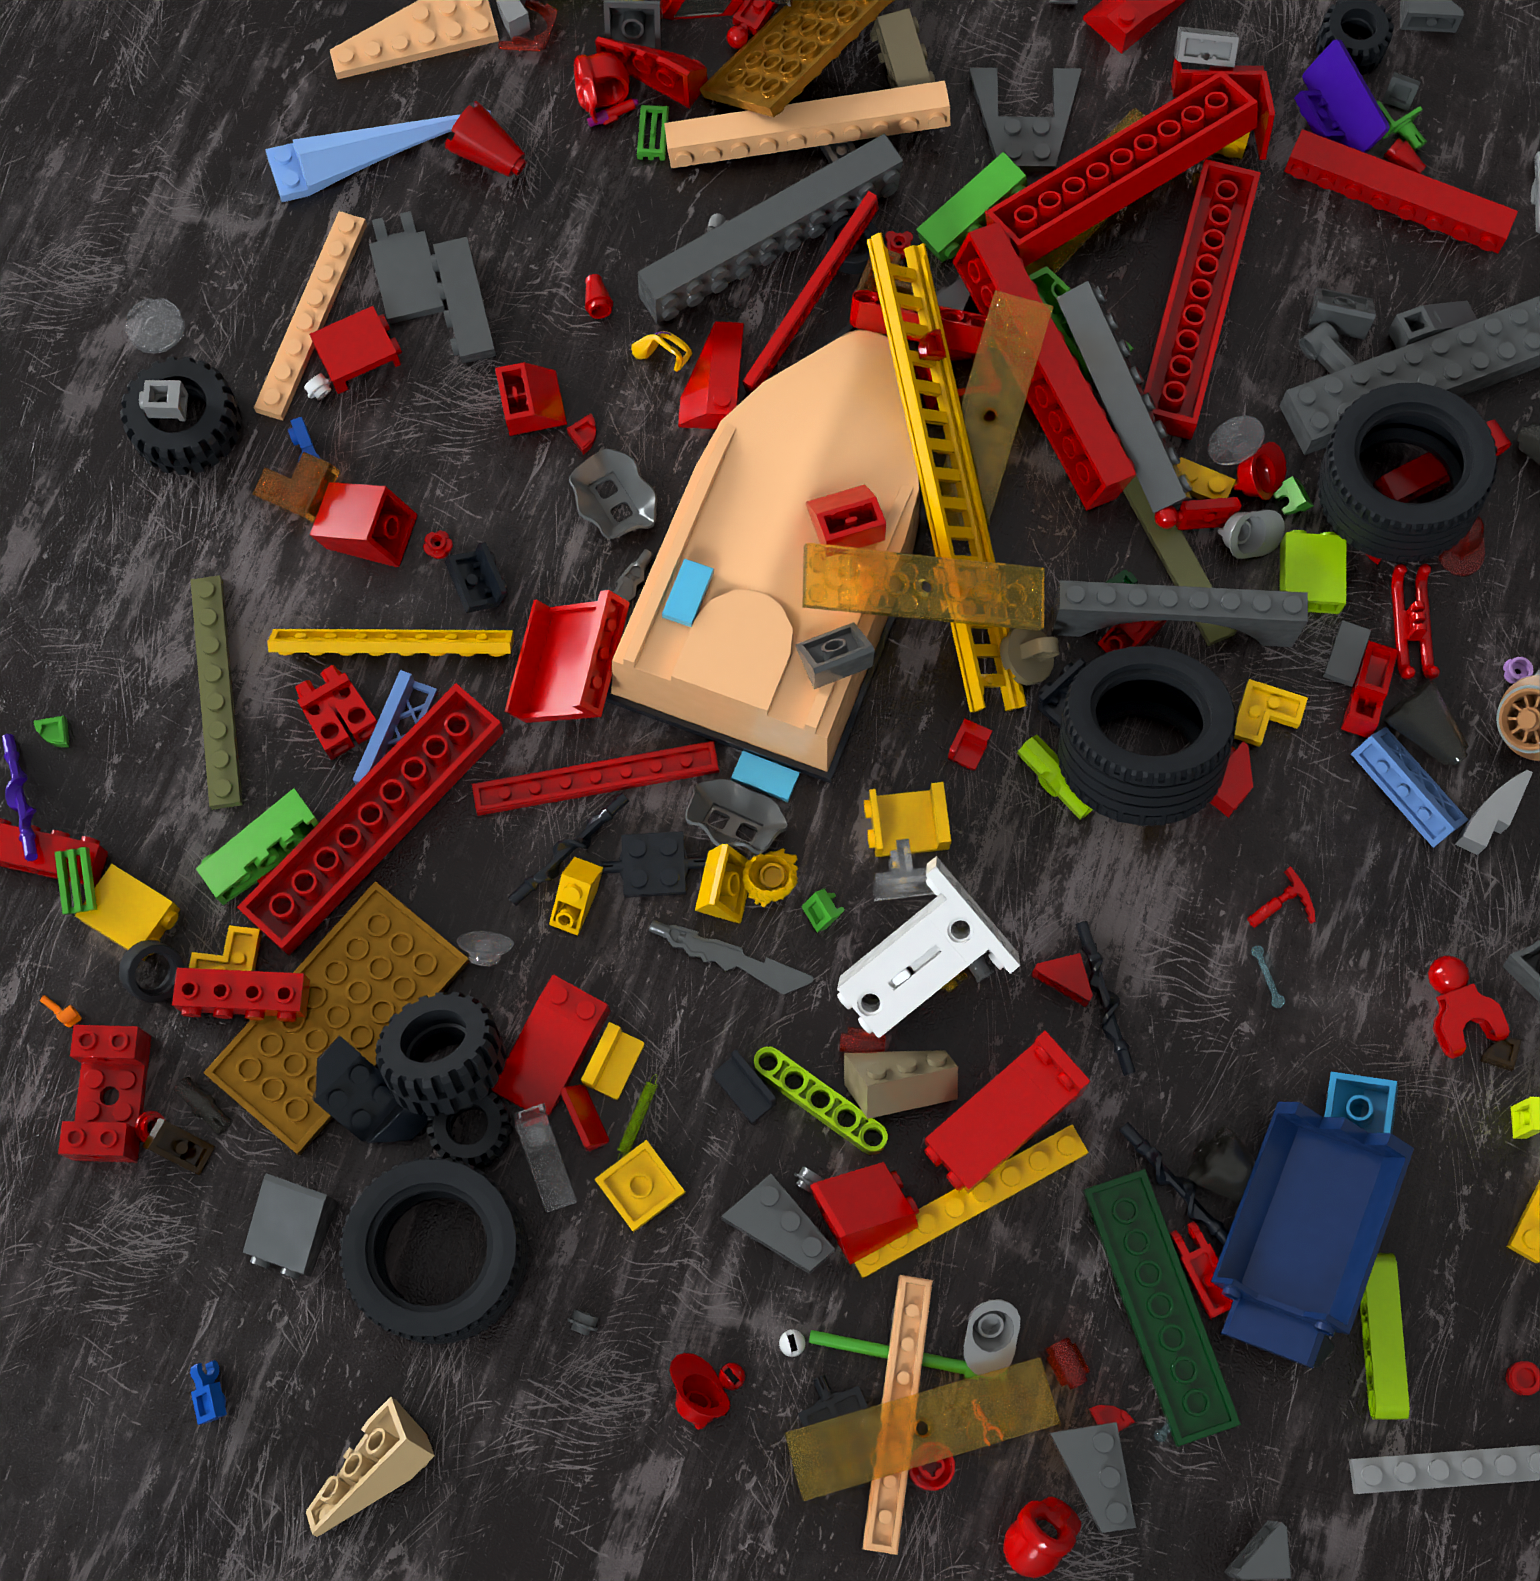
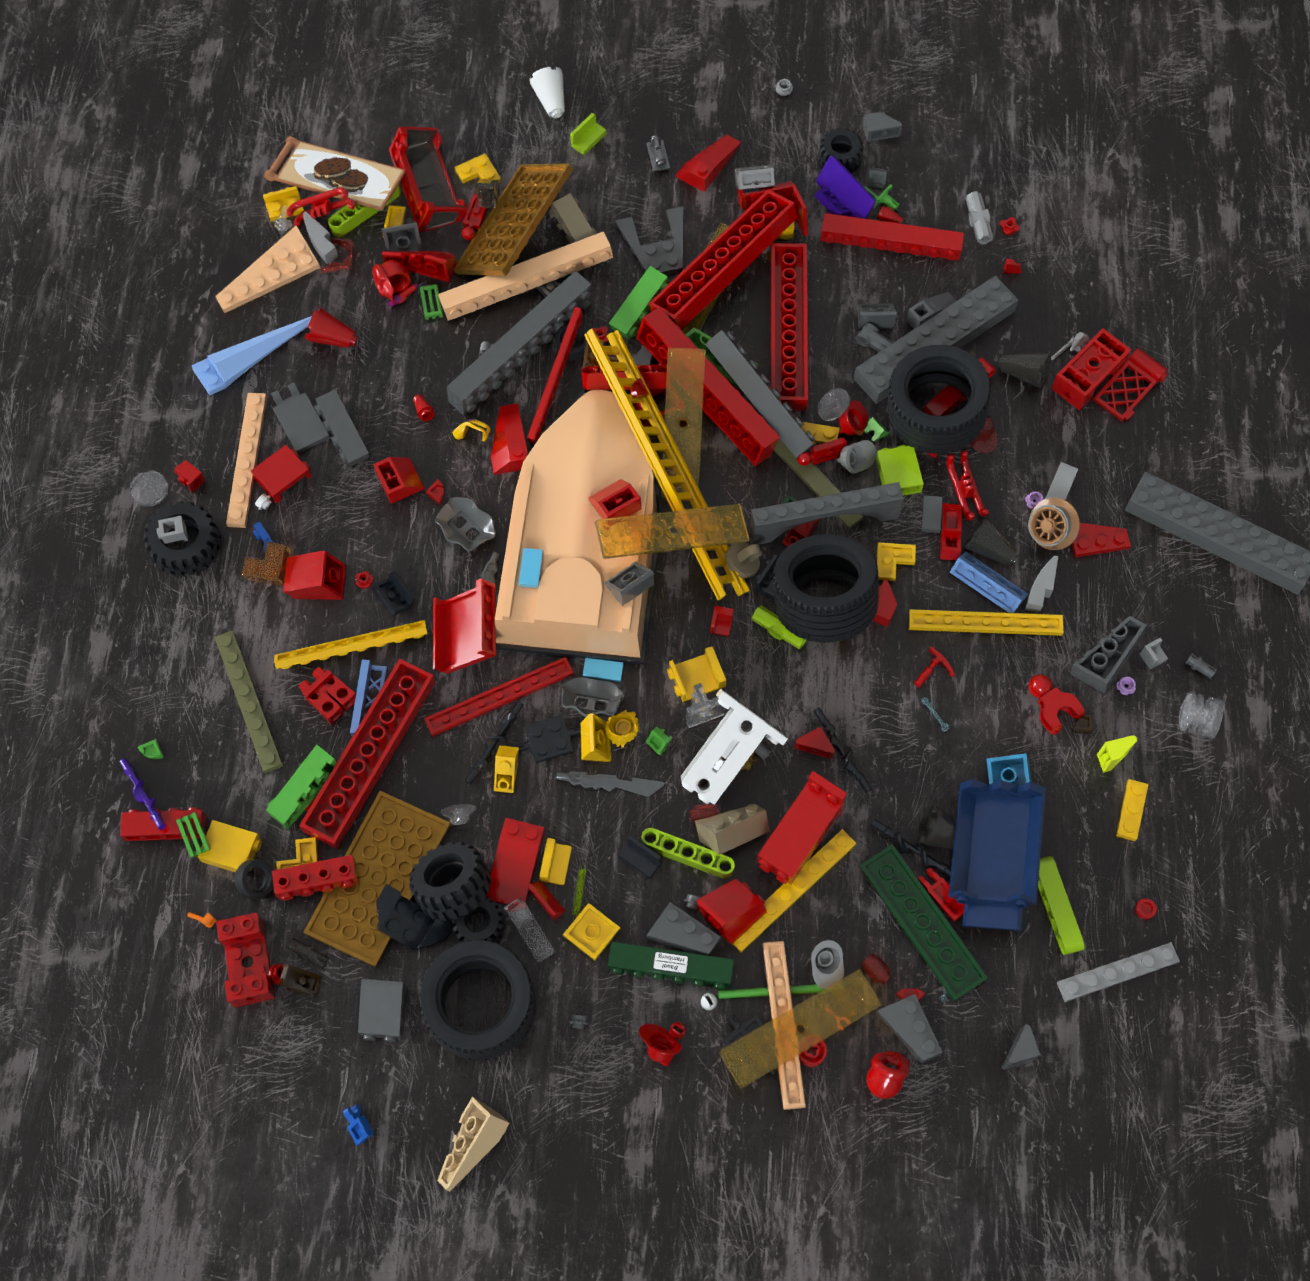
camera: 15 degrees left, 5 degrees down
(218, 320) = (189, 476): none -> red brick
(748, 1271) = (670, 965): none -> dark green brick
(1388, 849) = (986, 622): none -> yellow plate

